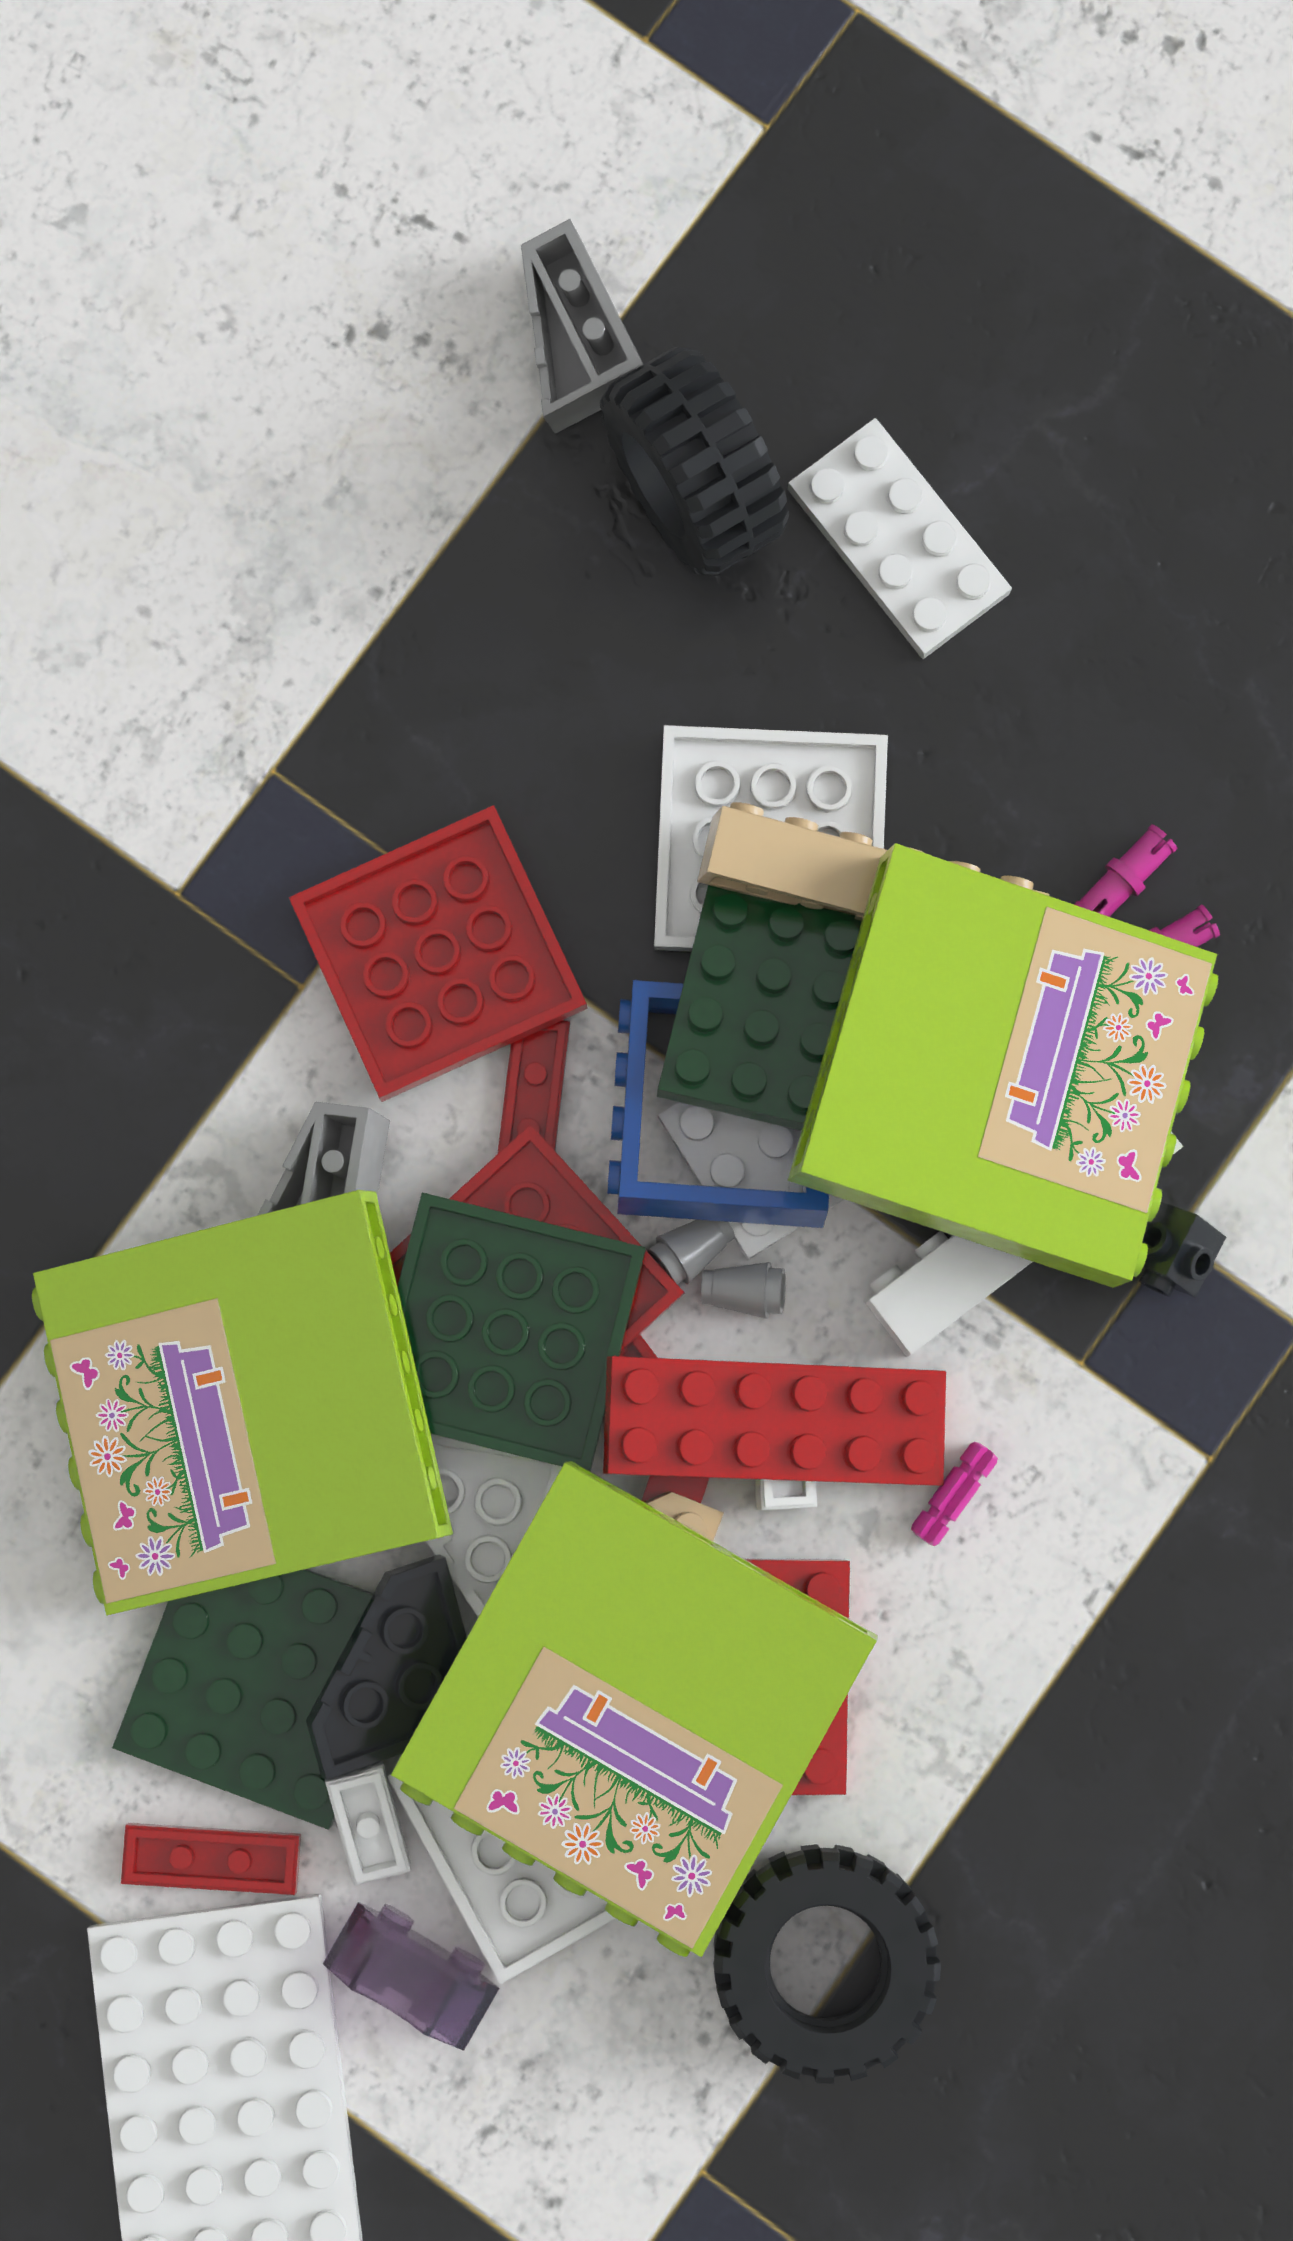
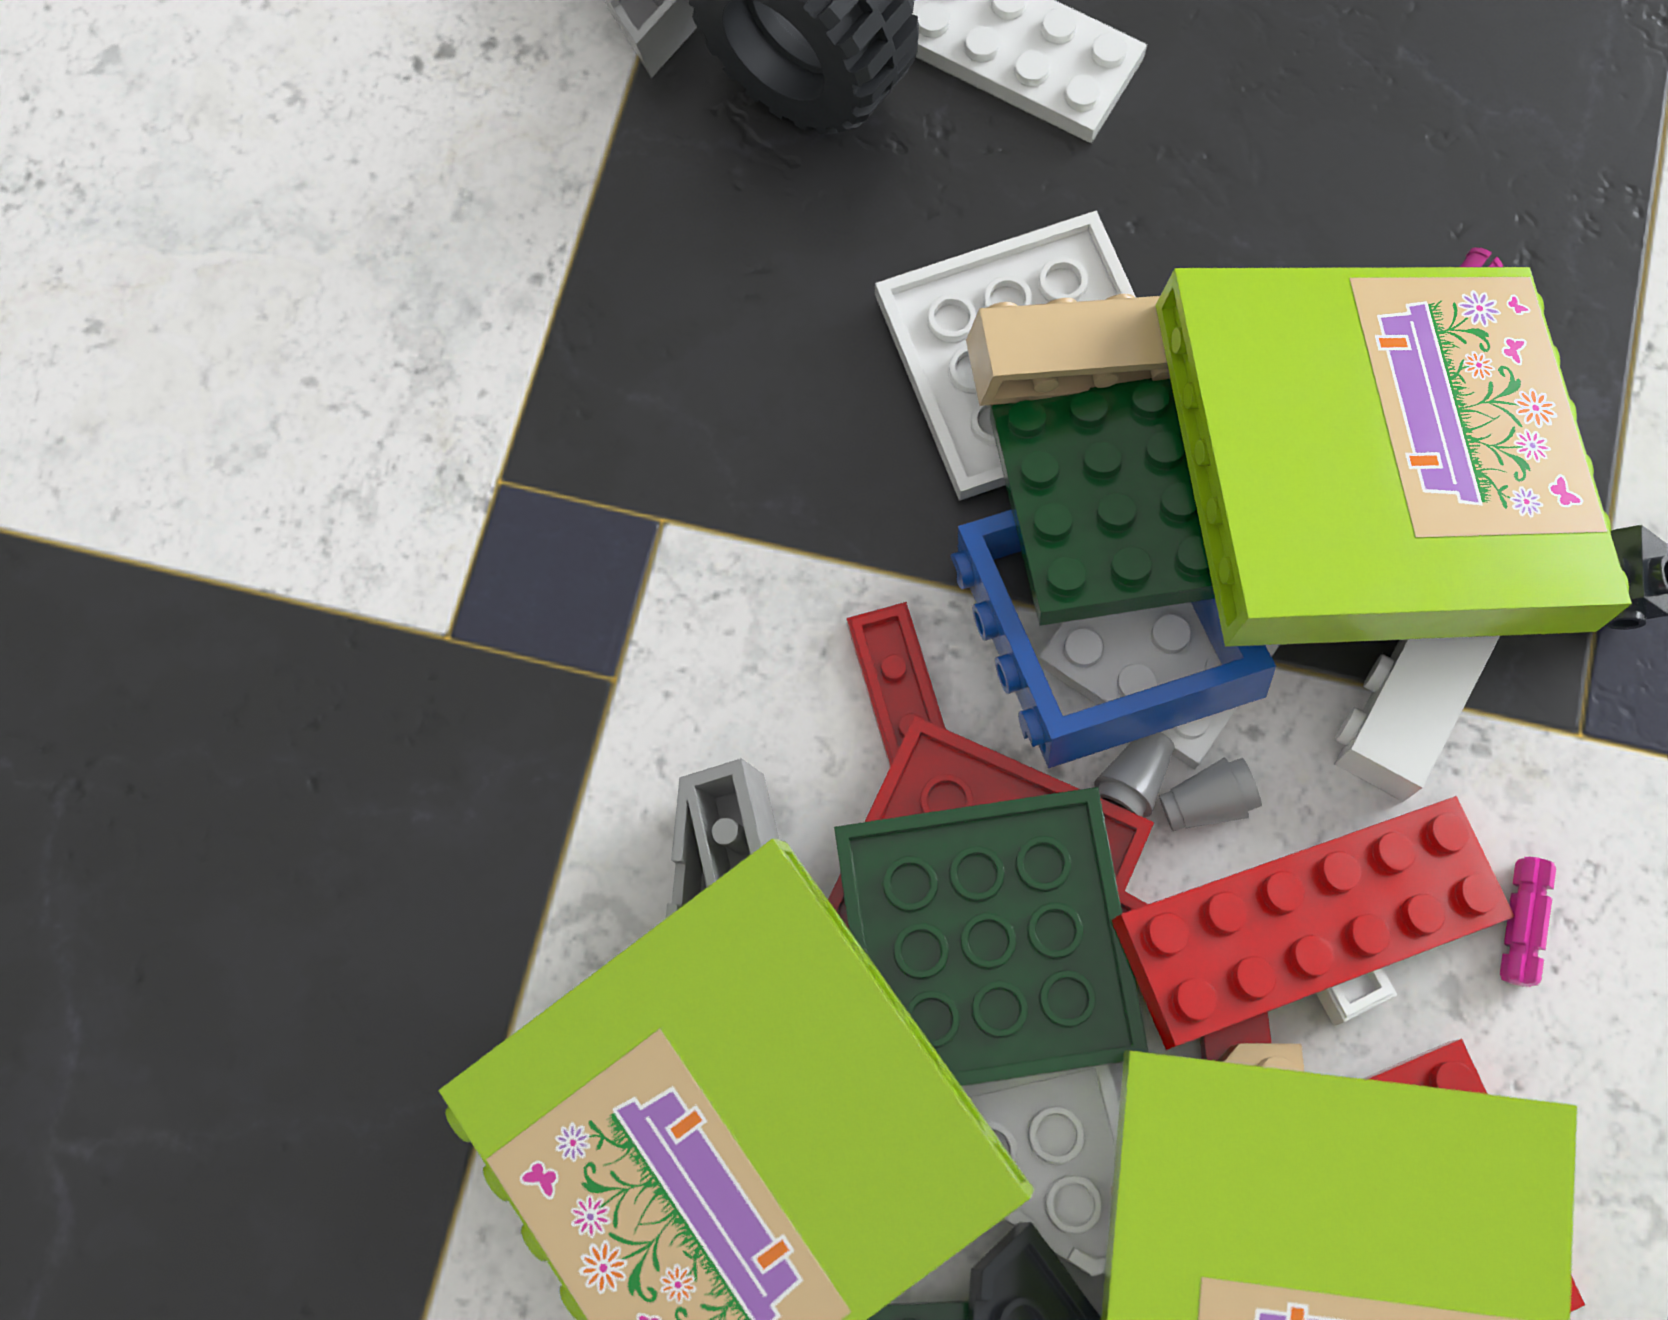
camera: 20 degrees left, 10 degrees down
(438, 953) = (743, 587): red plate -> none
(1128, 873) = (1391, 234): dark pink pin -> none

